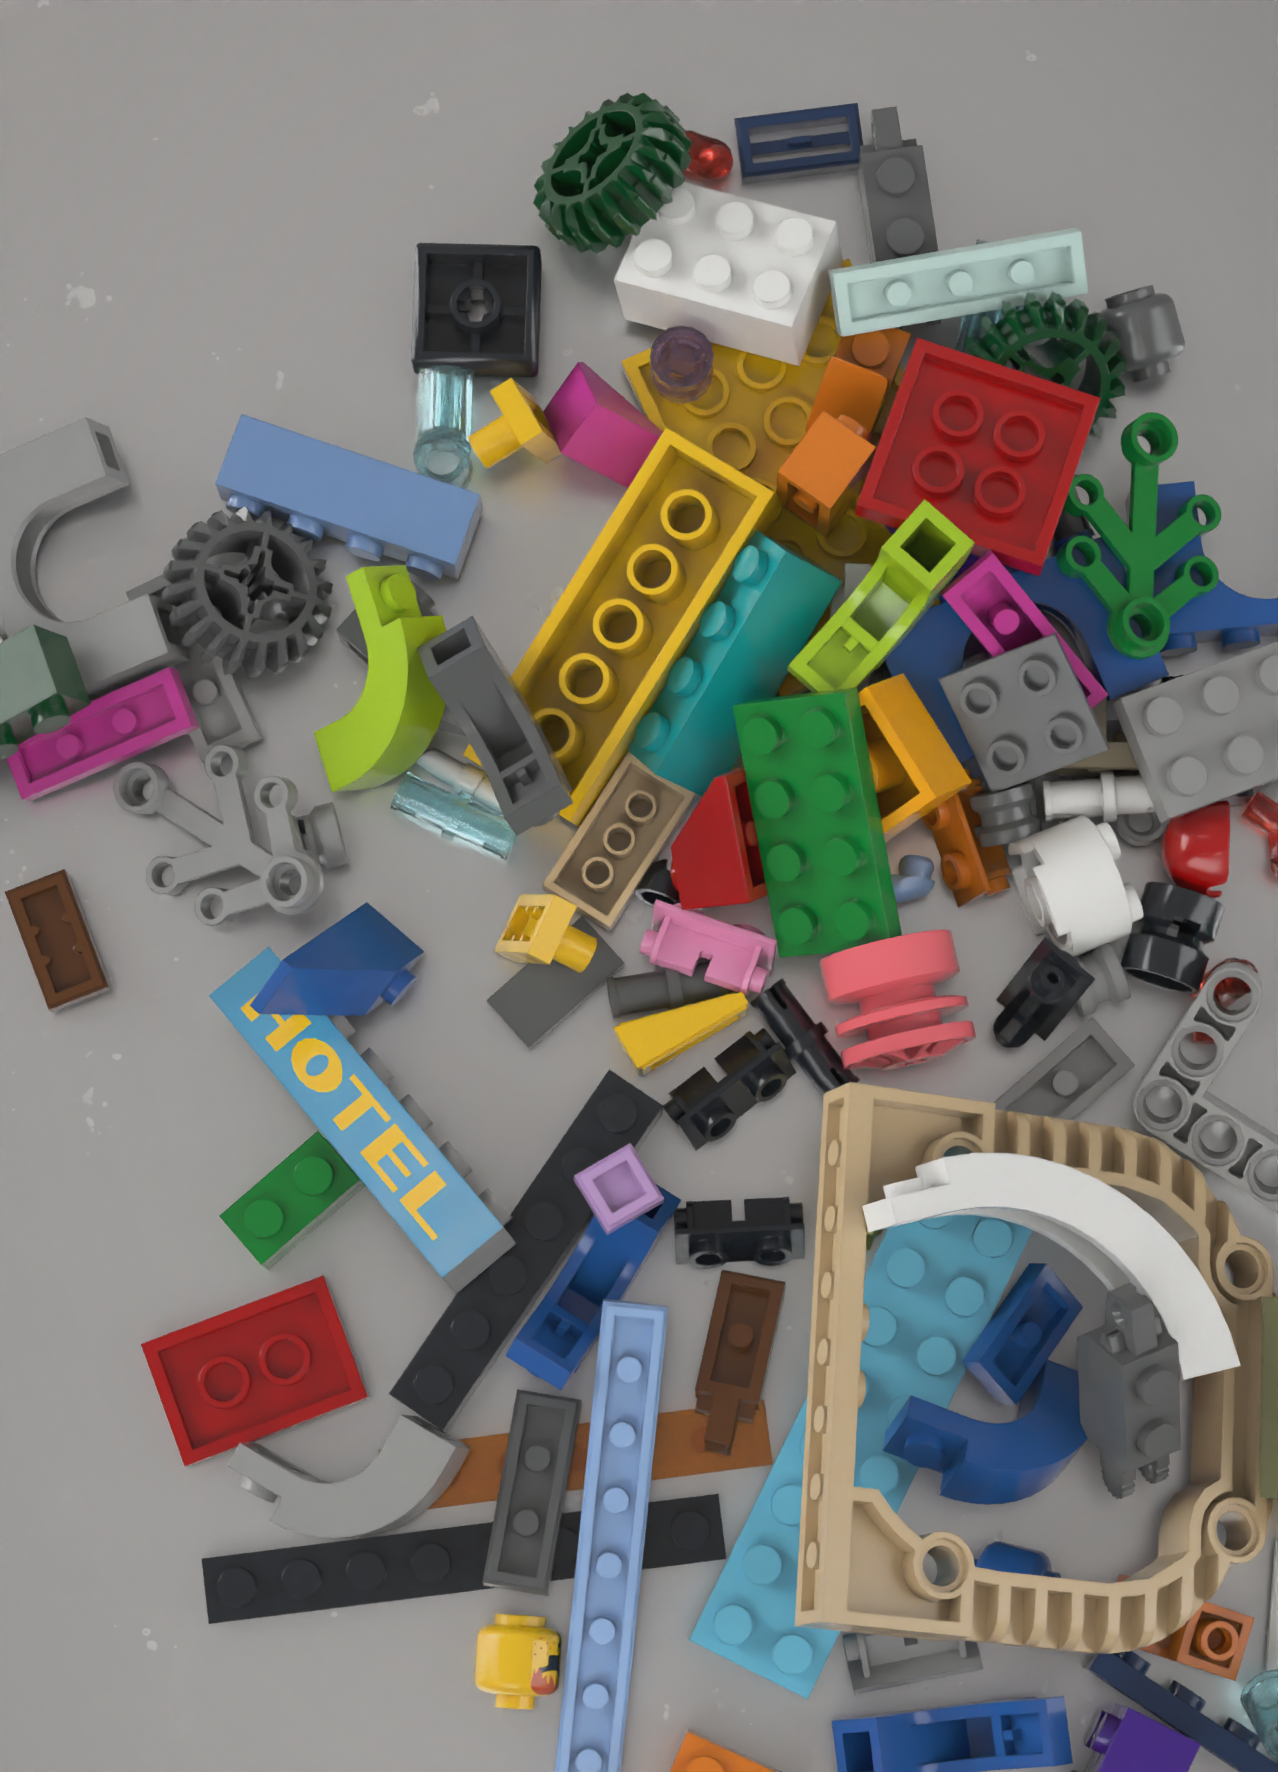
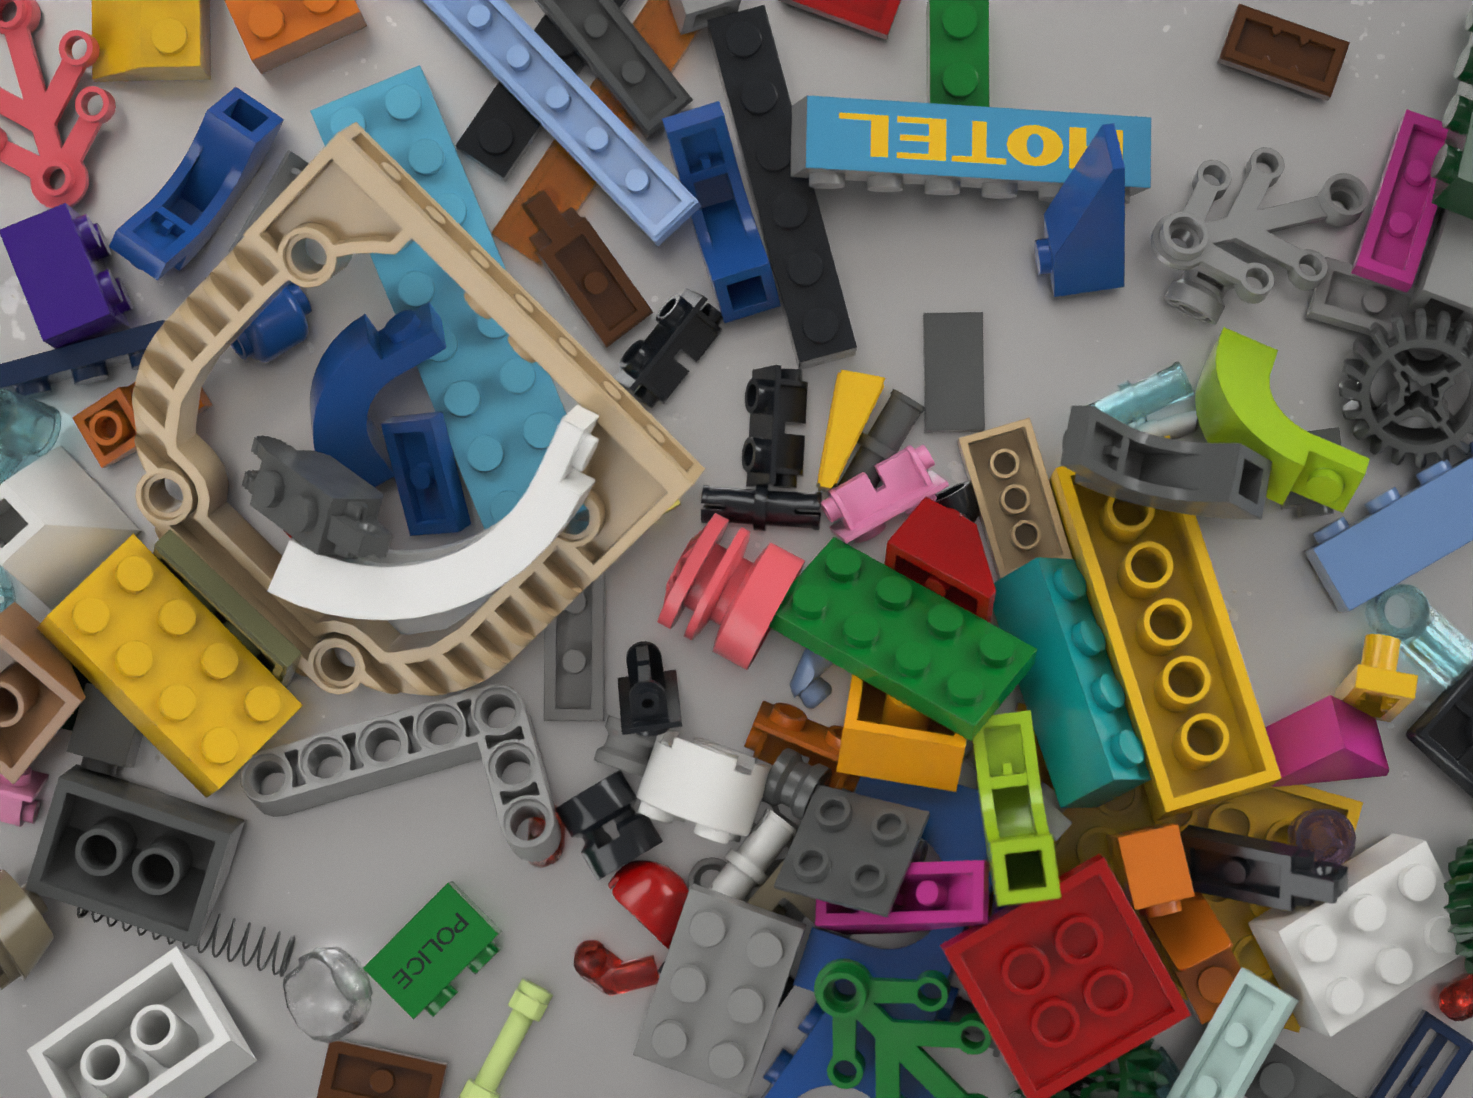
camera: 130 degrees right, 5 degrees up
(541, 932) = (994, 386): yellow tile -> none
(618, 1189) = (766, 277): lavender tile -> none
(751, 385) = (1259, 870): none -> black hinge

